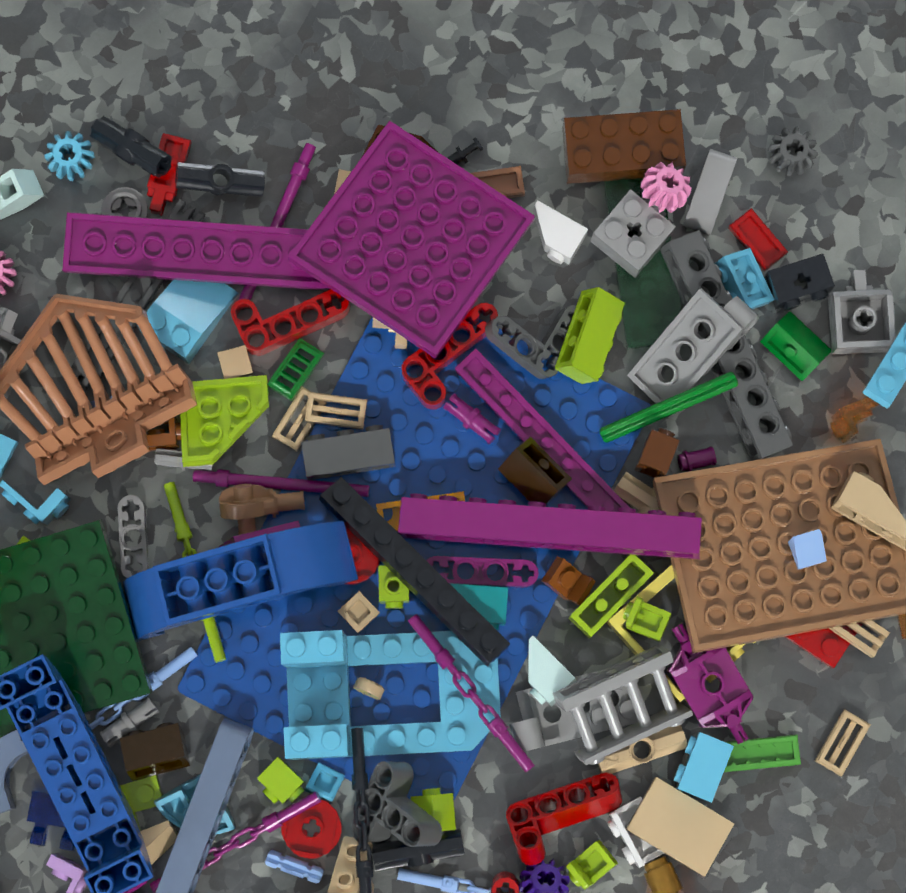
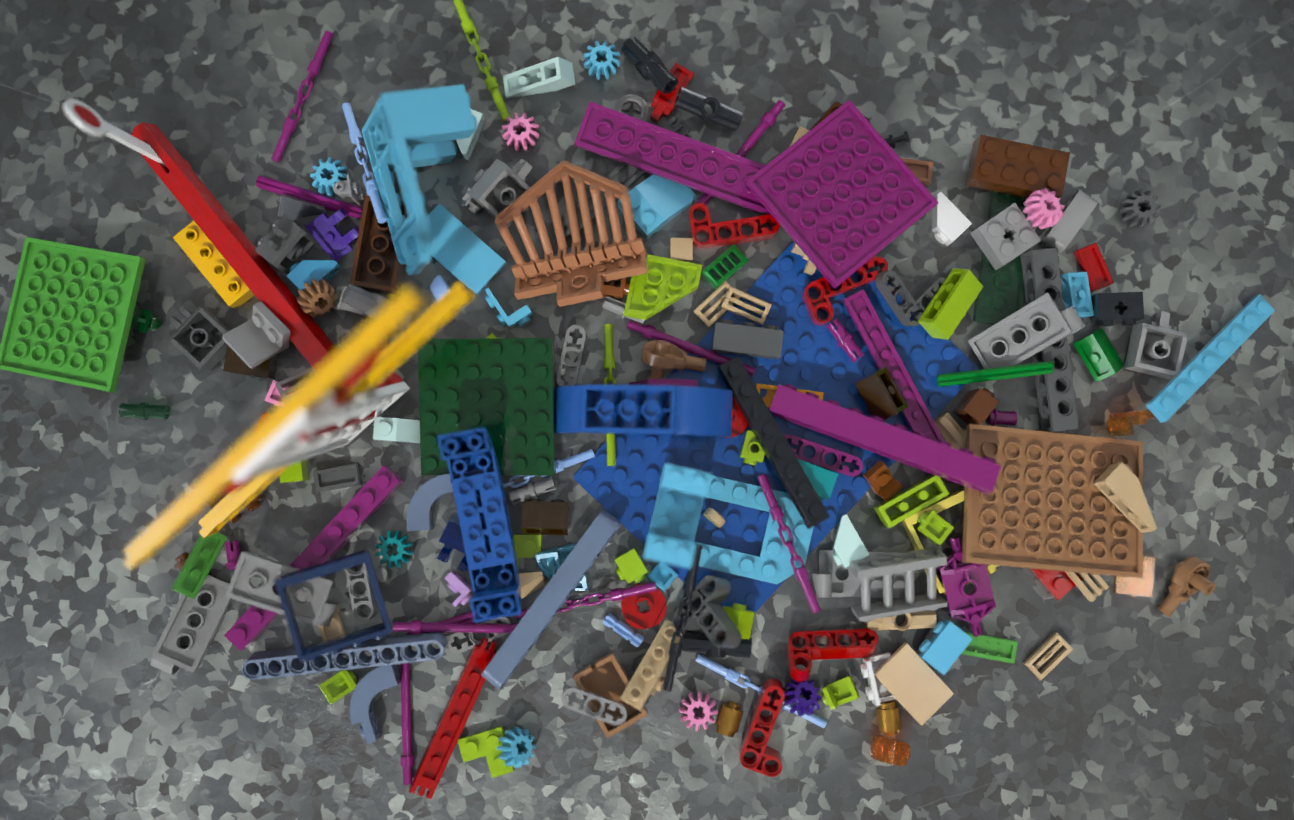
camera: 15 degrees right, 5 degrees up
(358, 612) = (722, 459): tan plate -> none
(808, 549) = (1069, 510): light blue slope -> none

